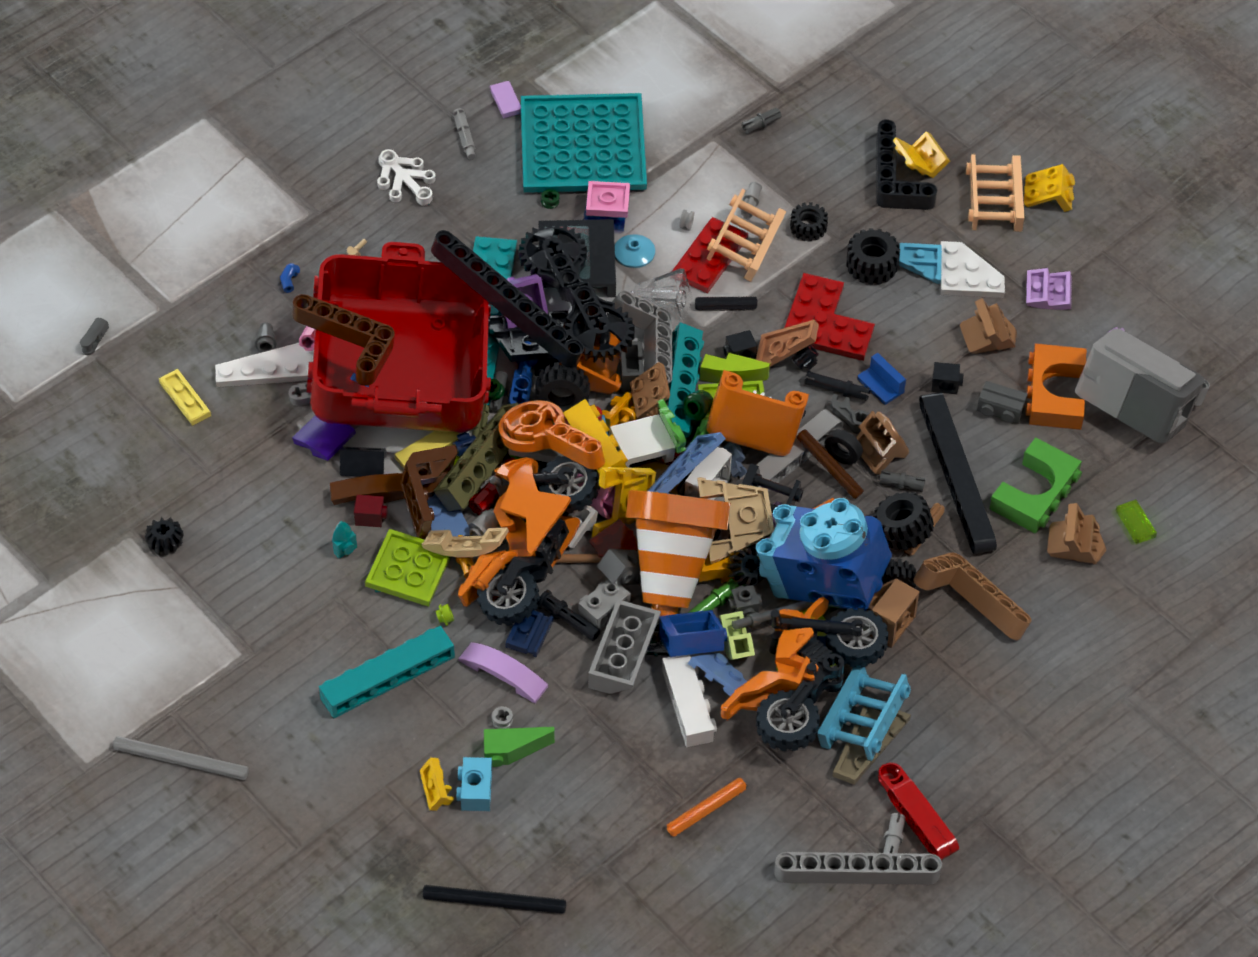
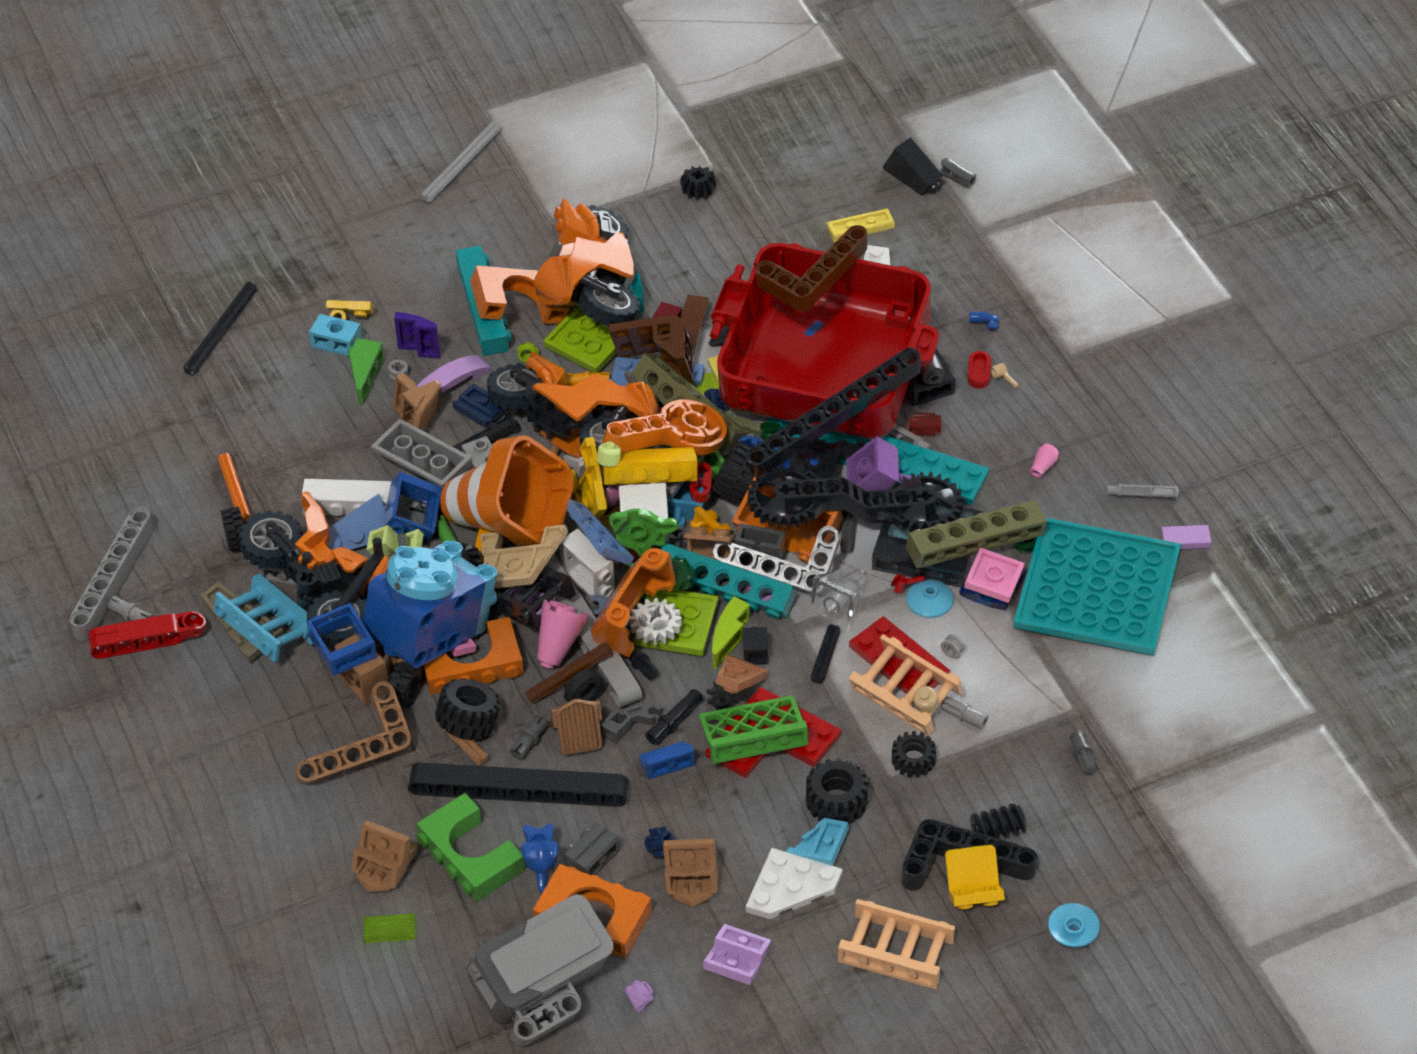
camera: 110 degrees right, 5 degrees down
(101, 366) = (913, 168): none -> black slope
(336, 562) = (589, 265): none -> orange piece
(383, 648) = (492, 282): none -> orange arch
(389, 160) = (1120, 424): white plant -> none
(453, 201) = (1044, 459): none -> bright pink cone
(464, 701) = (417, 334): none -> dark purple slope
(465, 546) = (596, 362): tan slope -> none
(559, 673) = (414, 403): none -> medium nougat piece
(575, 212) = (970, 534): none -> olive brick
(613, 456) = (608, 454): none -> yellowish green piece
(628, 266) = (901, 581): none -> red hand
(762, 213) = (926, 699): none -> tan piece
(769, 775) = (232, 525): none -> black tyre
(789, 465) = (558, 632): none -> bright pink cone
(852, 313) = (754, 740): none -> bright green fence
(856, 154) = (999, 821): none -> black piece
(908, 594) = (348, 656): none -> blue window
(930, 94) = (1073, 917): none -> medium azure dish
(946, 378) = (644, 811): black brick -> none
(972, 358) = (655, 841): none -> dark blue gear
(1022, 430) = (539, 852): none -> blue animal
(1049, 185) = (884, 1003): yellow bracket -> none

